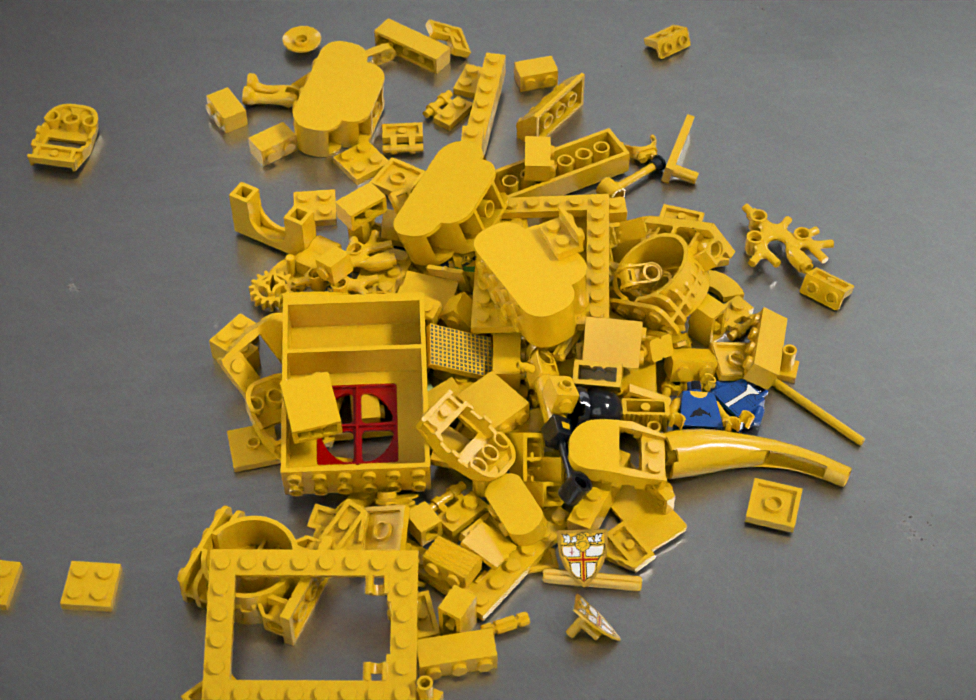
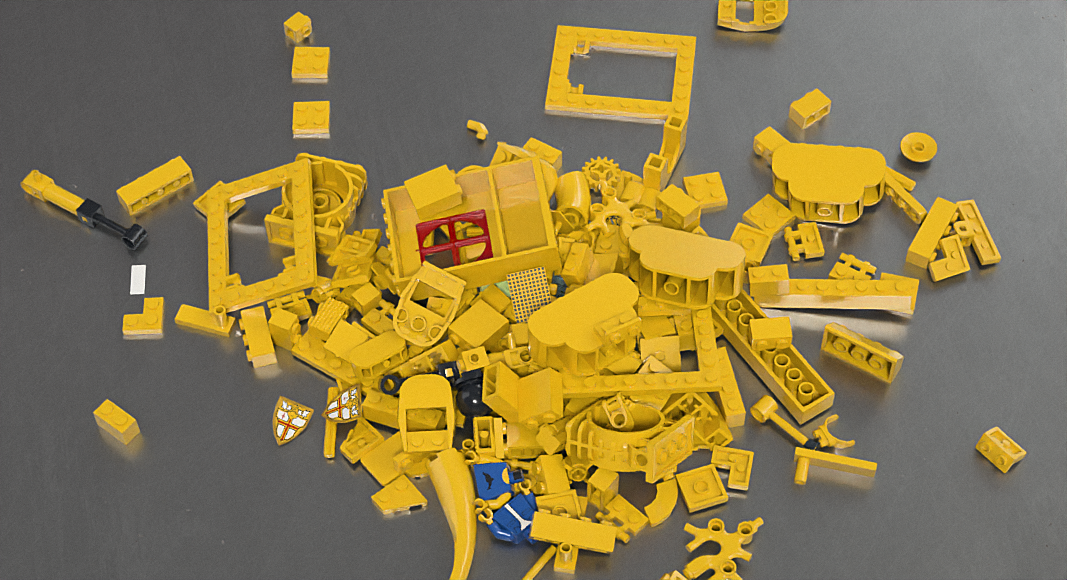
camera: 85 degrees right, 5 degrees up
(51, 305) = (565, 97): none -> yellow plate
(163, 403) = (479, 127): none -> yellow arm
(259, 93) = (846, 121): yellow piece -> none
(334, 265) = (609, 198): yellow brick -> none
(417, 18) = (975, 231): none -> yellow plate
(508, 623) = (287, 367): yellow axle -> none
(535, 73) = (916, 336): yellow brick -> none
(700, 516) = (398, 496): none -> yellow wing
(773, 505) = (410, 549): yellow plate -> none

